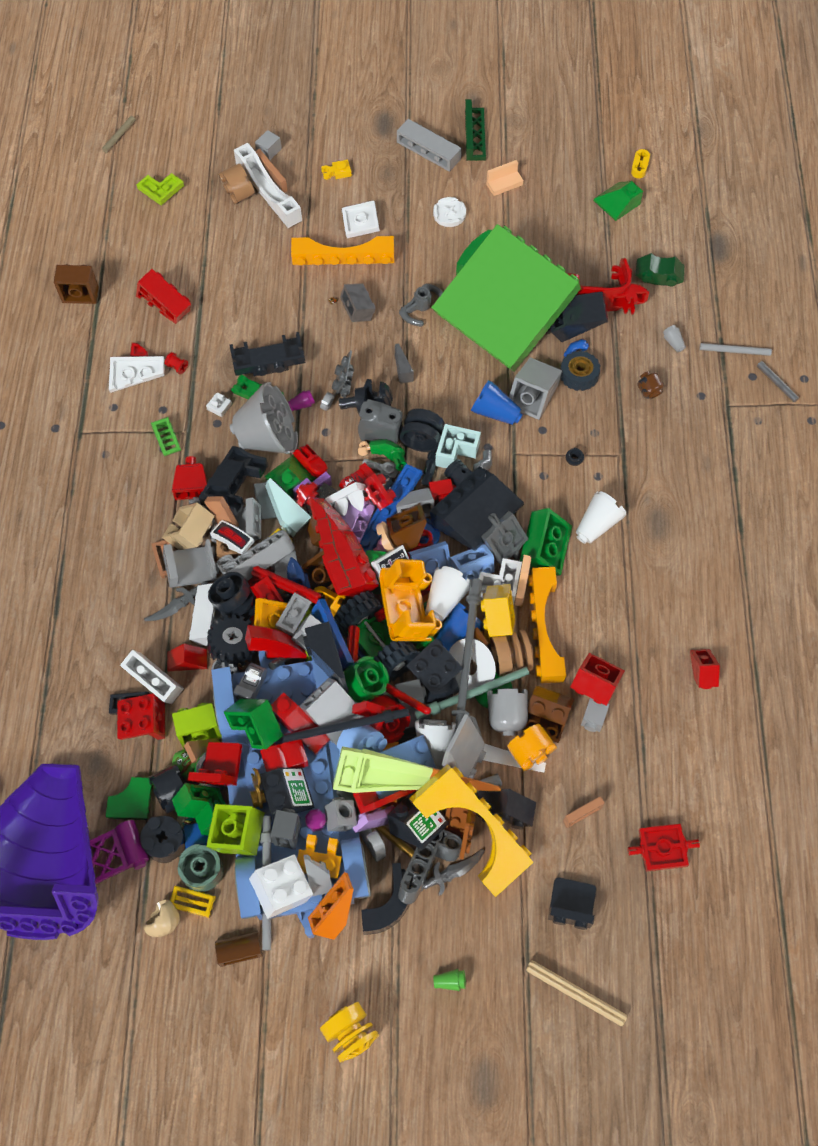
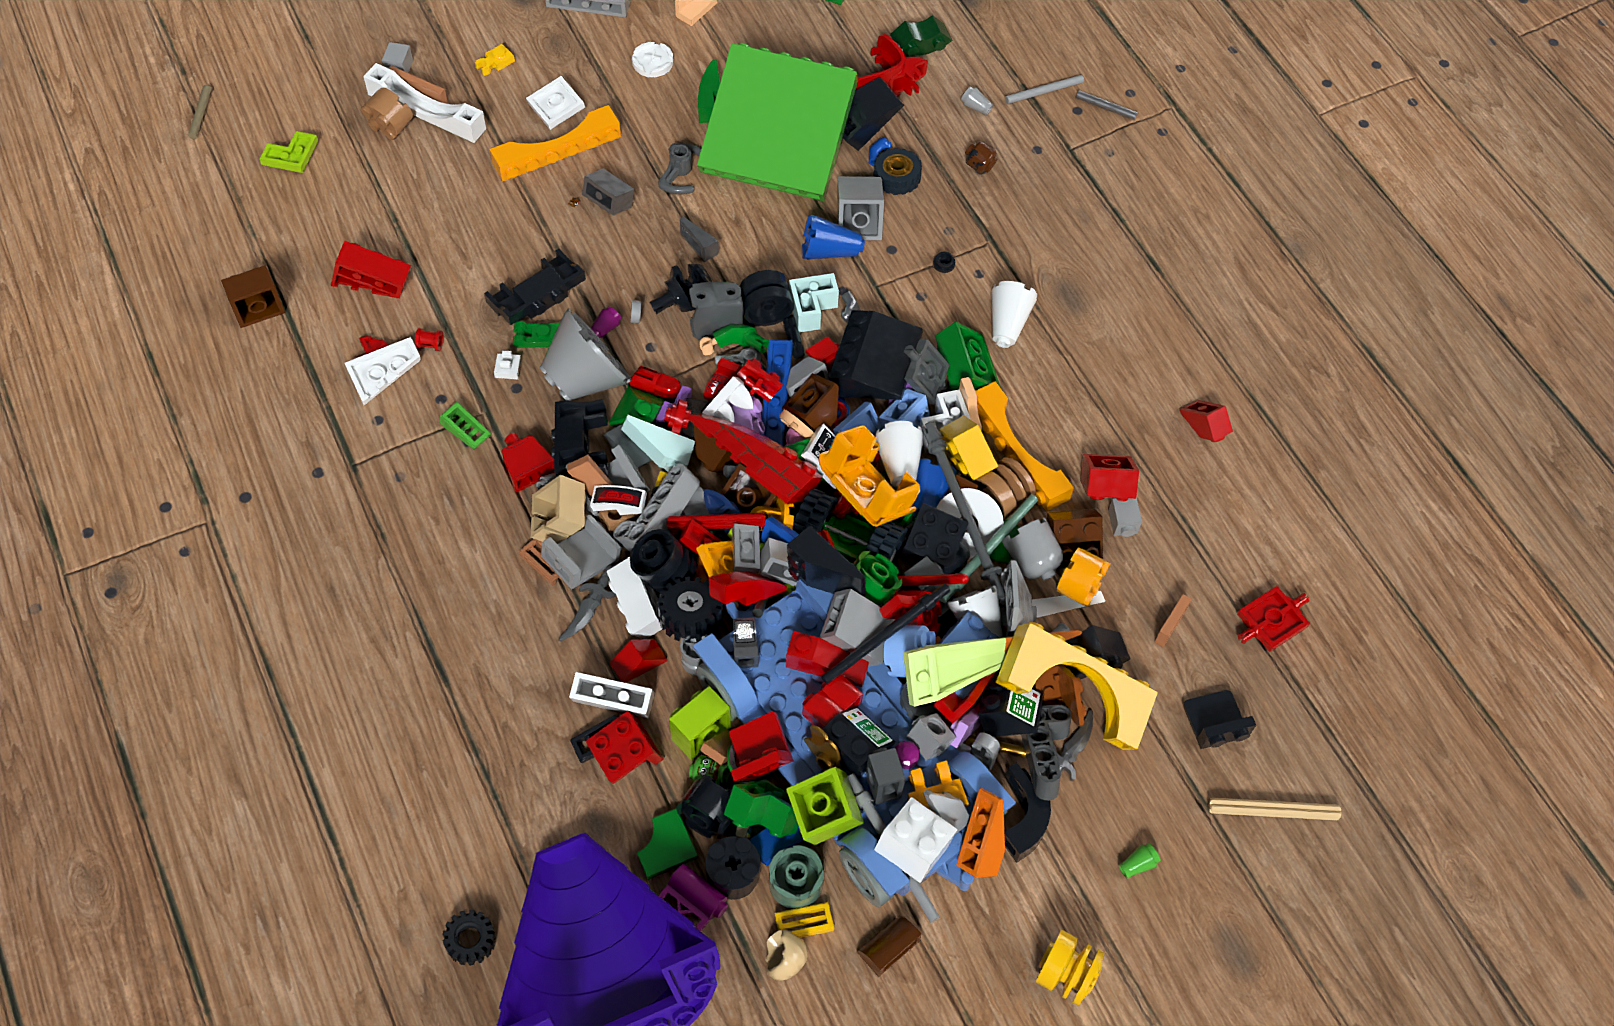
camera: 30 degrees left, 5 degrees down
(256, 719) = (779, 673): green brick -> none
(344, 376) = (639, 275): dark grey hinge -> none
(457, 472) = (831, 327): black piece -> none

